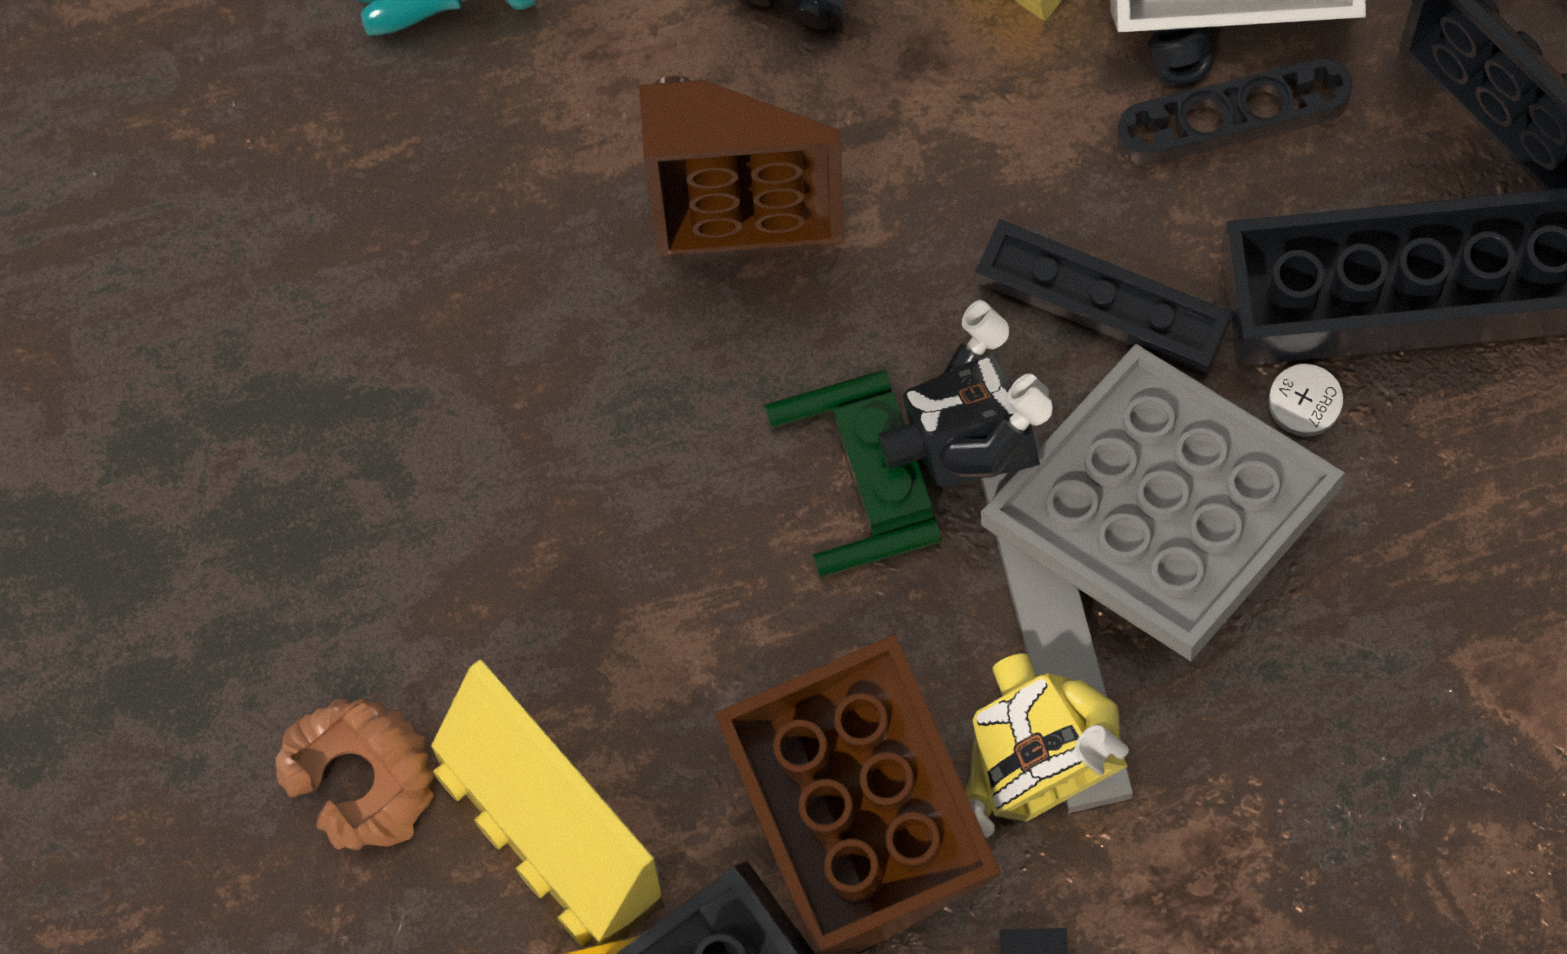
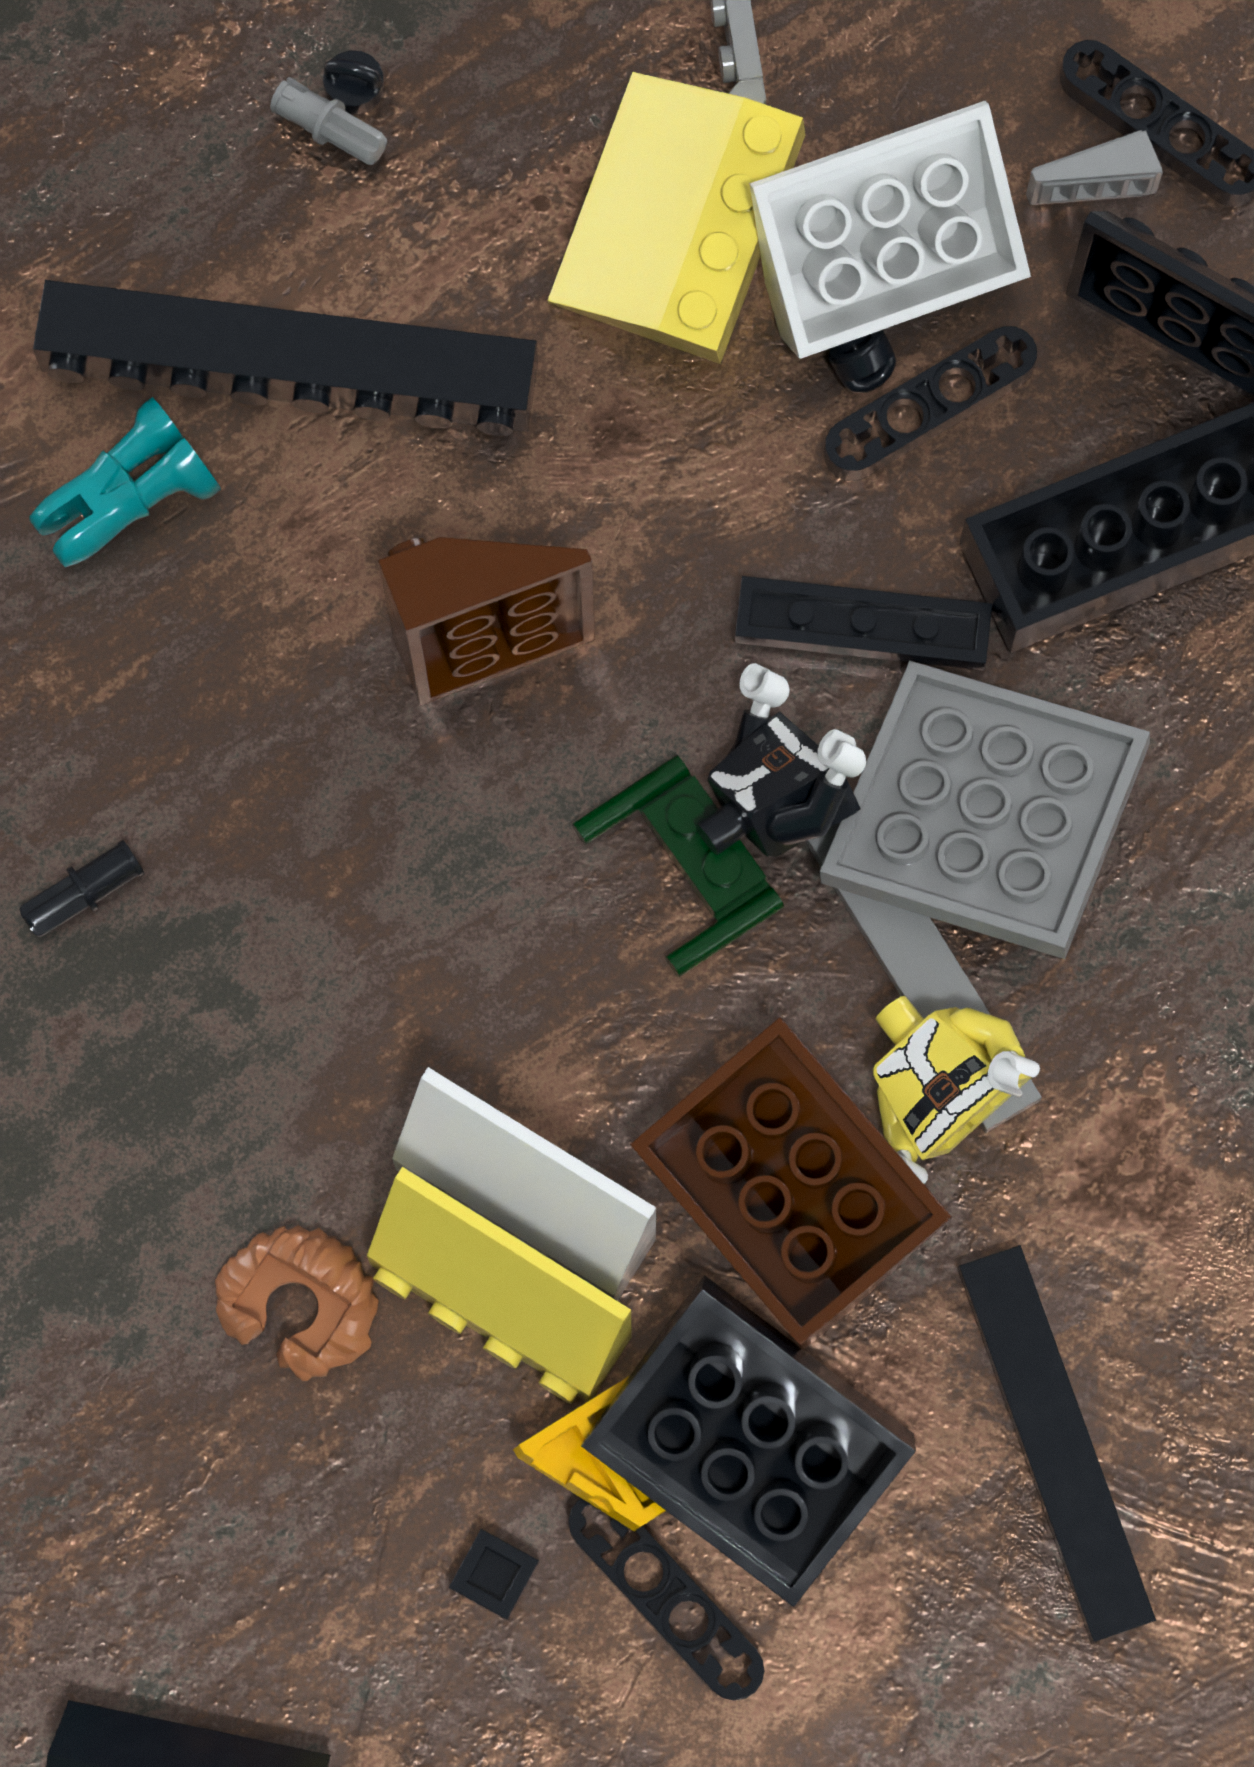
camera: 20 degrees left, 5 degrees up
(282, 332) = (80, 889): none -> black axle
(602, 723) = (525, 1185): none -> white slope
(1305, 400) = (1085, 667): white piece -> none

